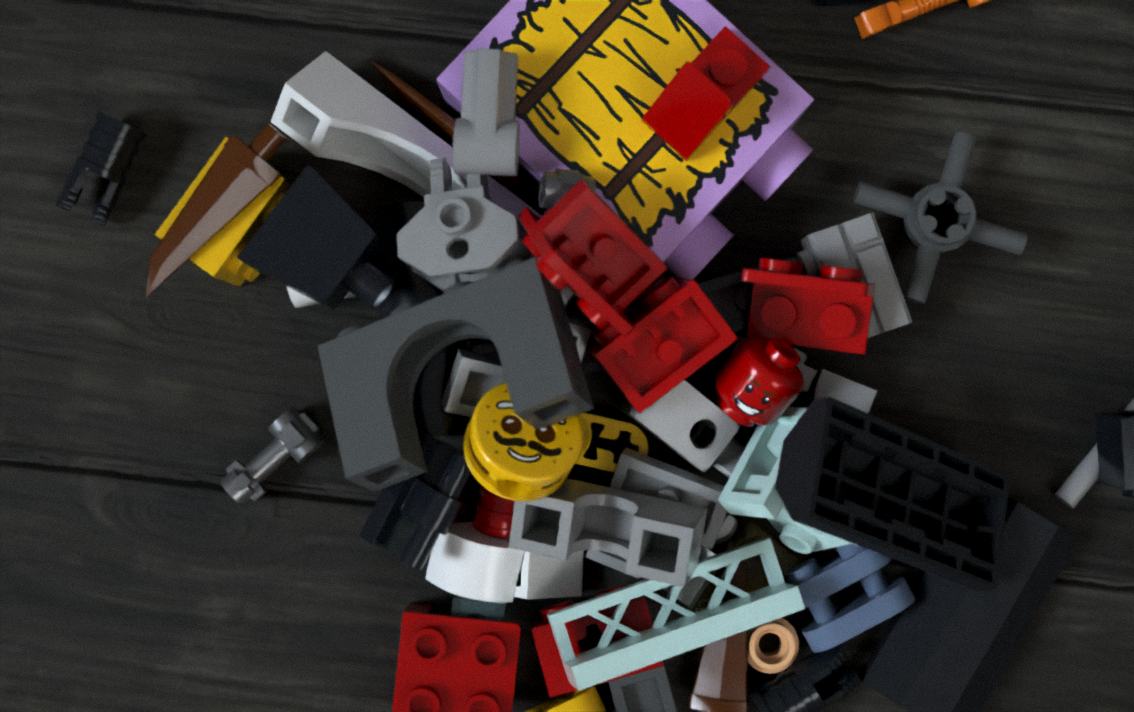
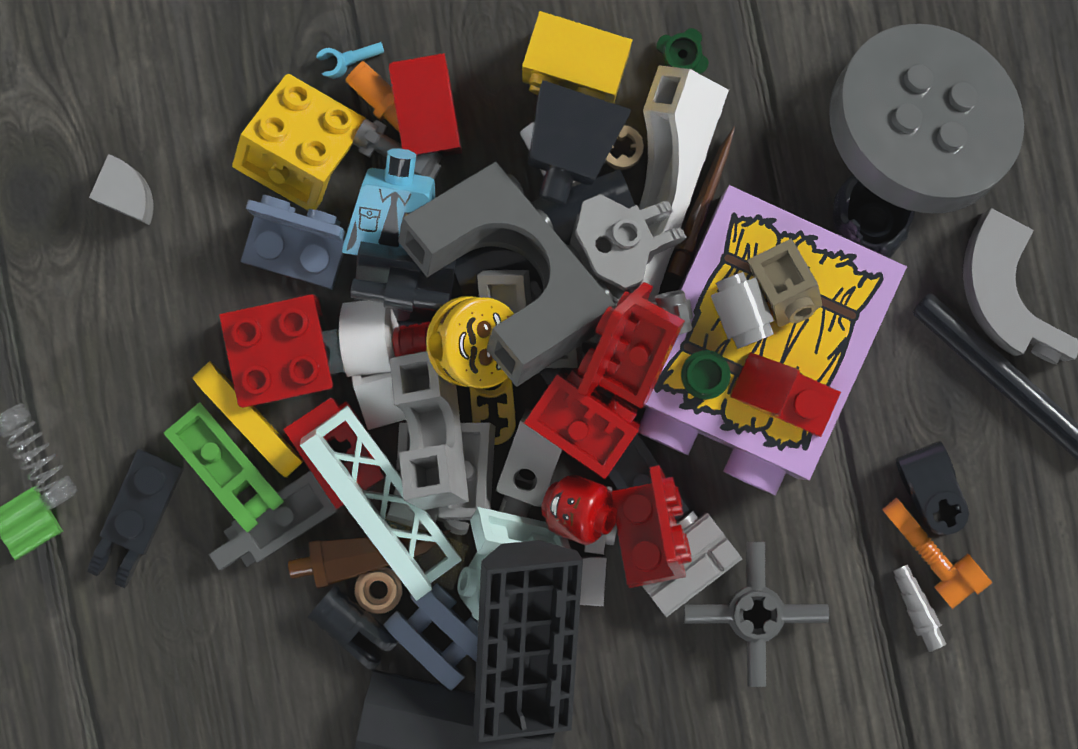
camera: 65 degrees right, 0 degrees up
(144, 479) = (348, 58): none -> medium azure hand
(211, 448) = (374, 91): none -> orange pin
(220, 571) = (296, 142): none -> yellow bracket
(227, 189) = (591, 54): reddish brown bar -> none
(227, 407) = (425, 105): none -> red panel
(255, 82) = (689, 42): none -> dark green plate
(318, 488) = (386, 199): none -> medium azure torso
(338, 613) = (293, 243): none -> sand blue bracket
(368, 200) = (623, 161): none -> tan bush
(487, 134) = (699, 237): light grey piece -> none
(574, 46) = (786, 283): none -> dark tan bracket
(591, 108) = (742, 310): none -> light grey brick
(652, 179) = (705, 374): none -> dark green plate
(989, 33) = (919, 609): none -> light grey animal

